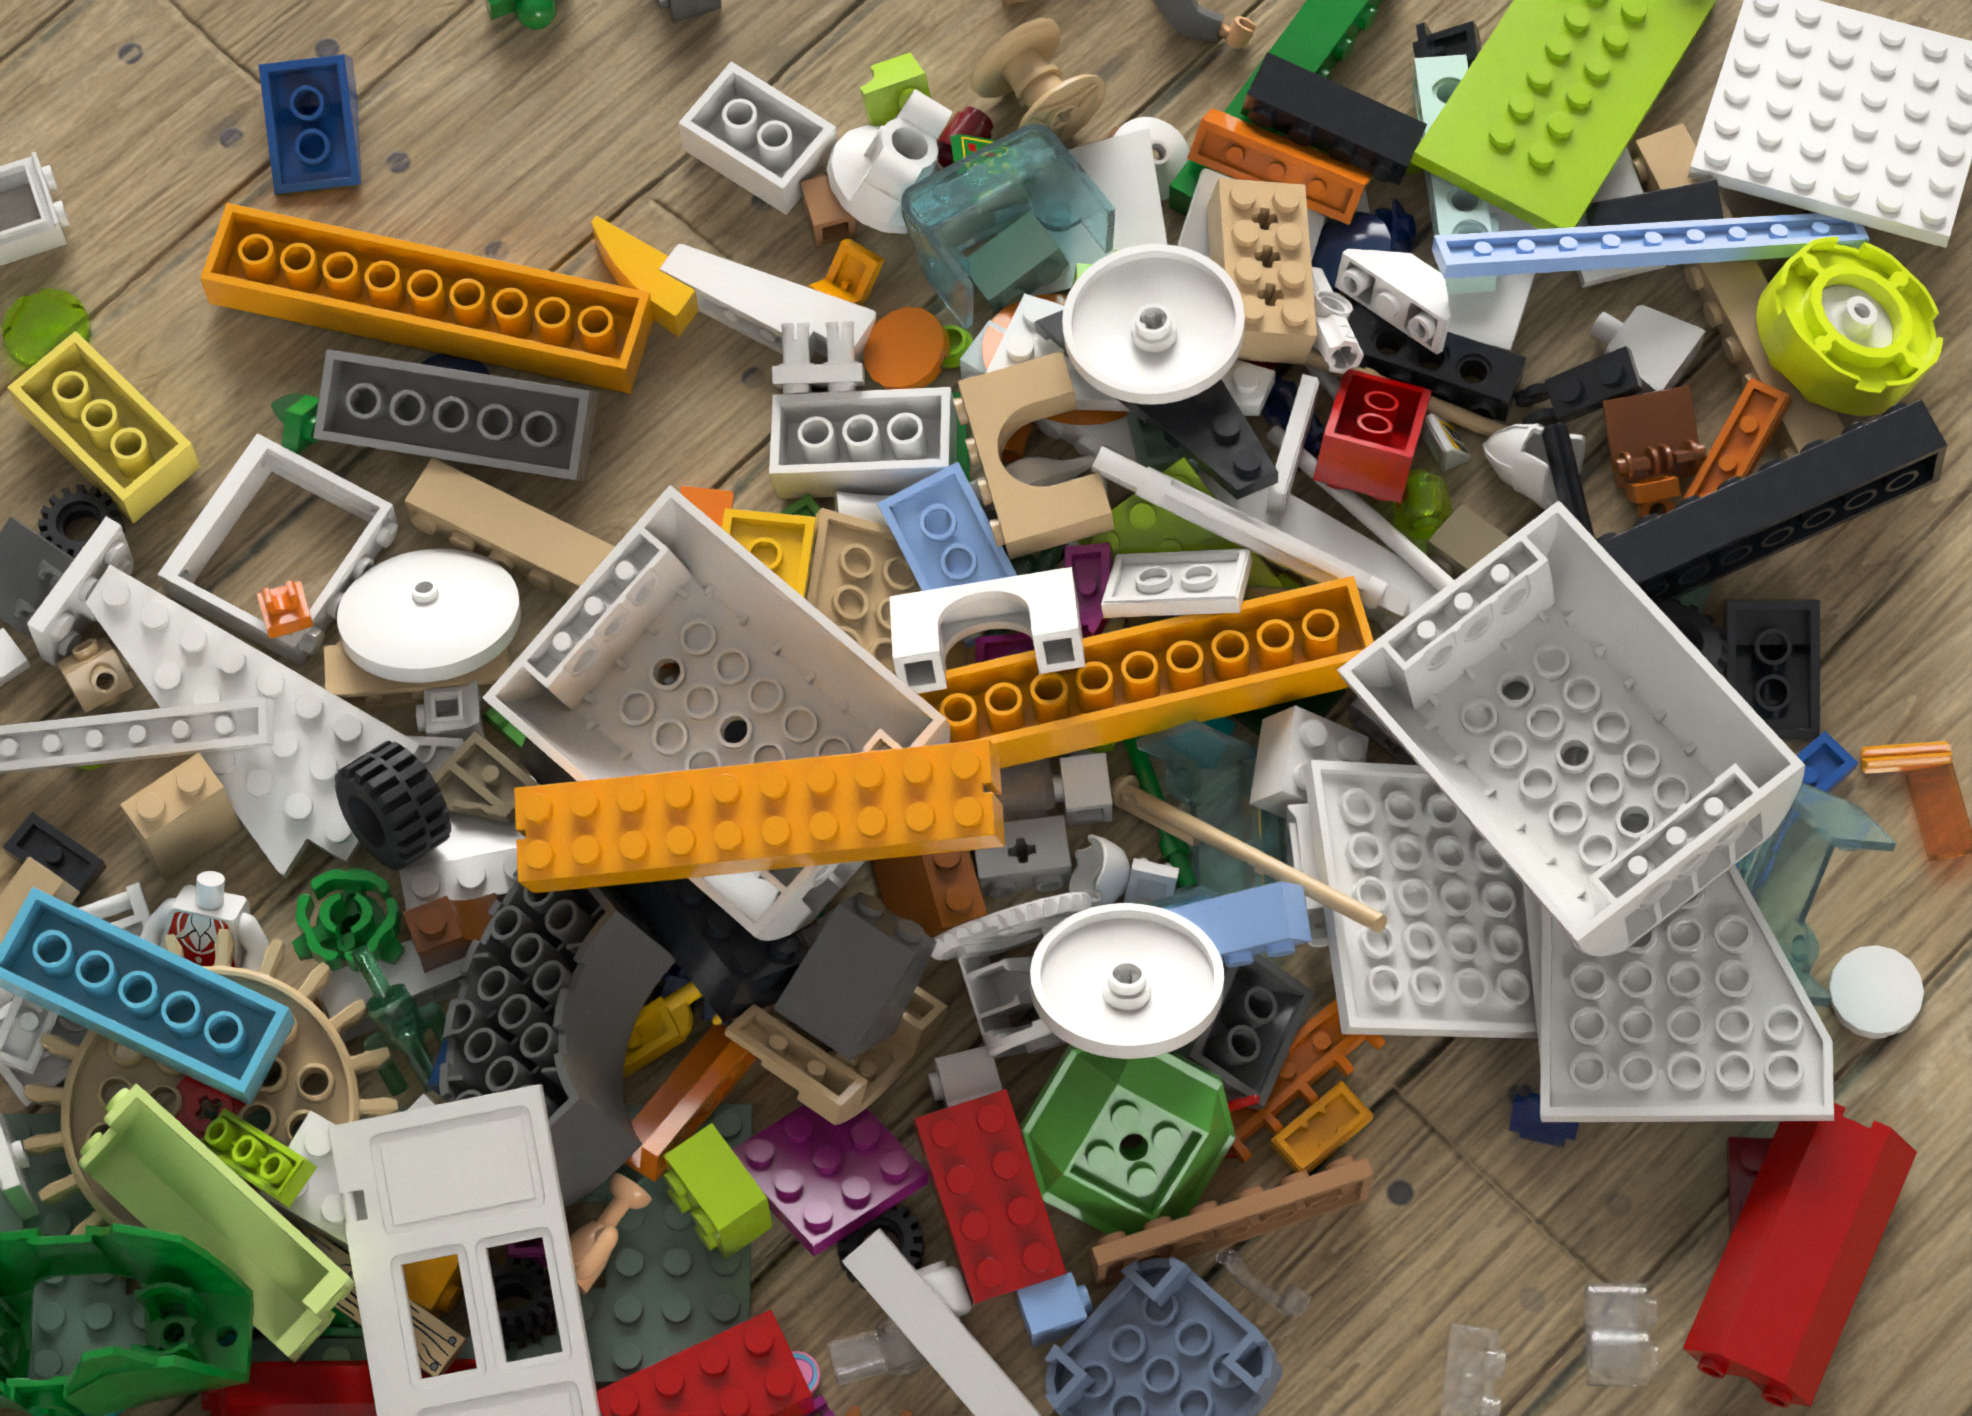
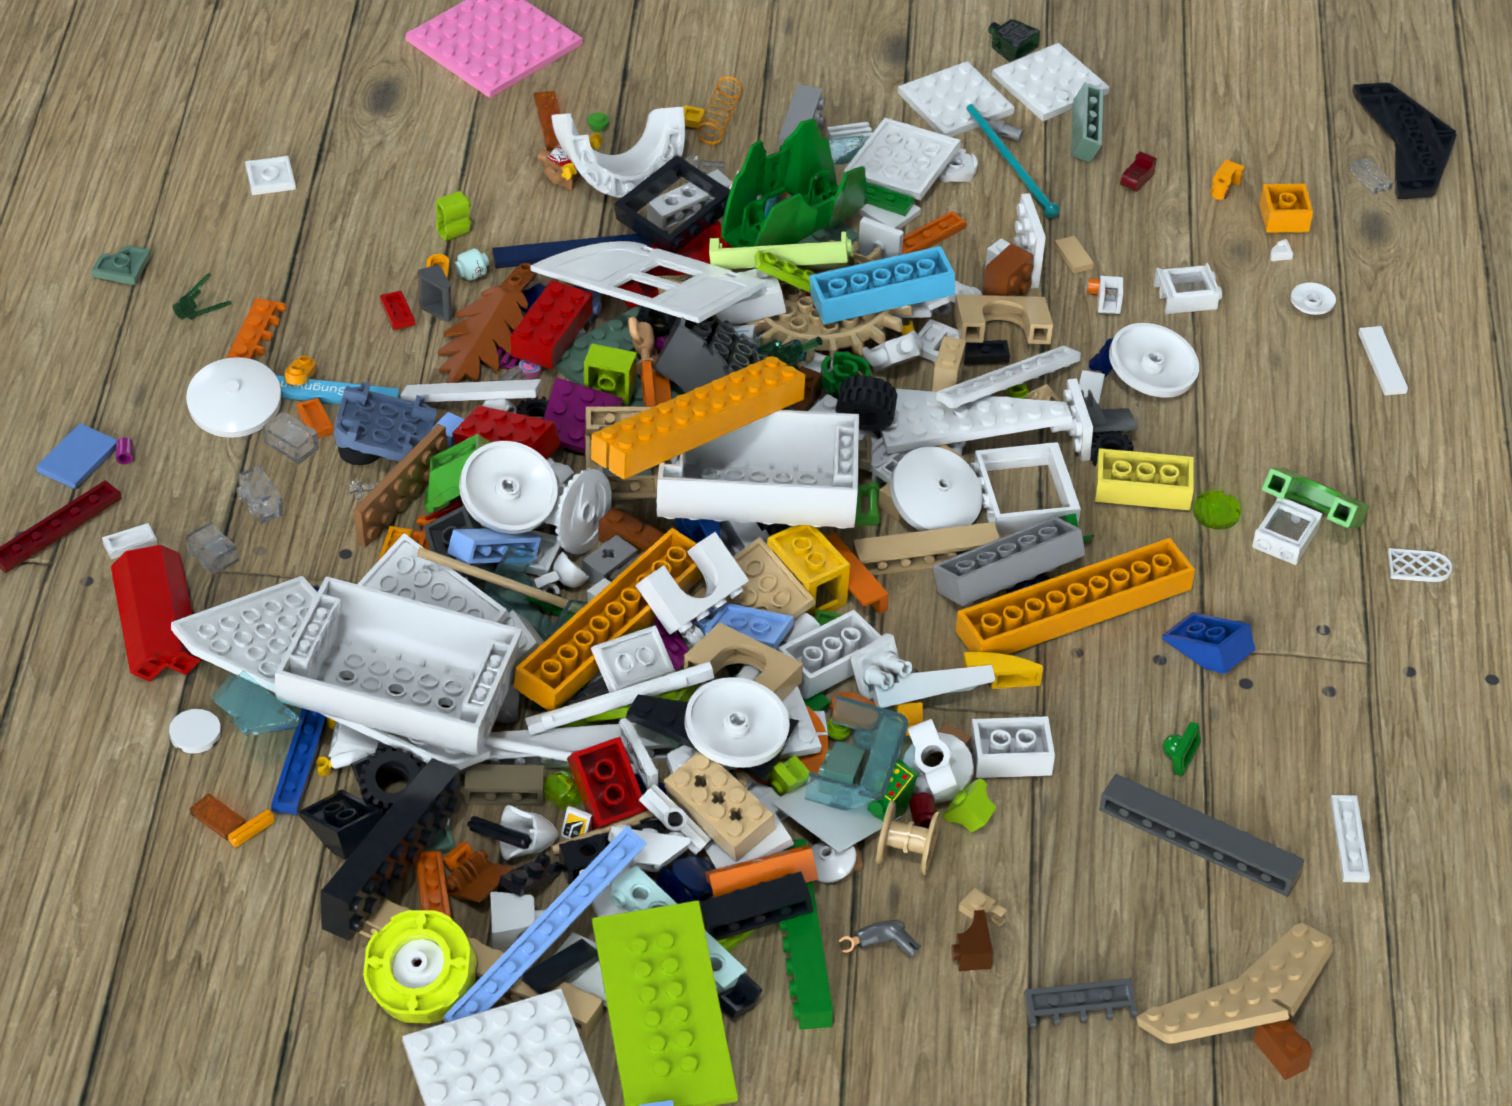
camera: 135 degrees right, 20 degrees down
(285, 609) = (993, 455): orange tile -> none

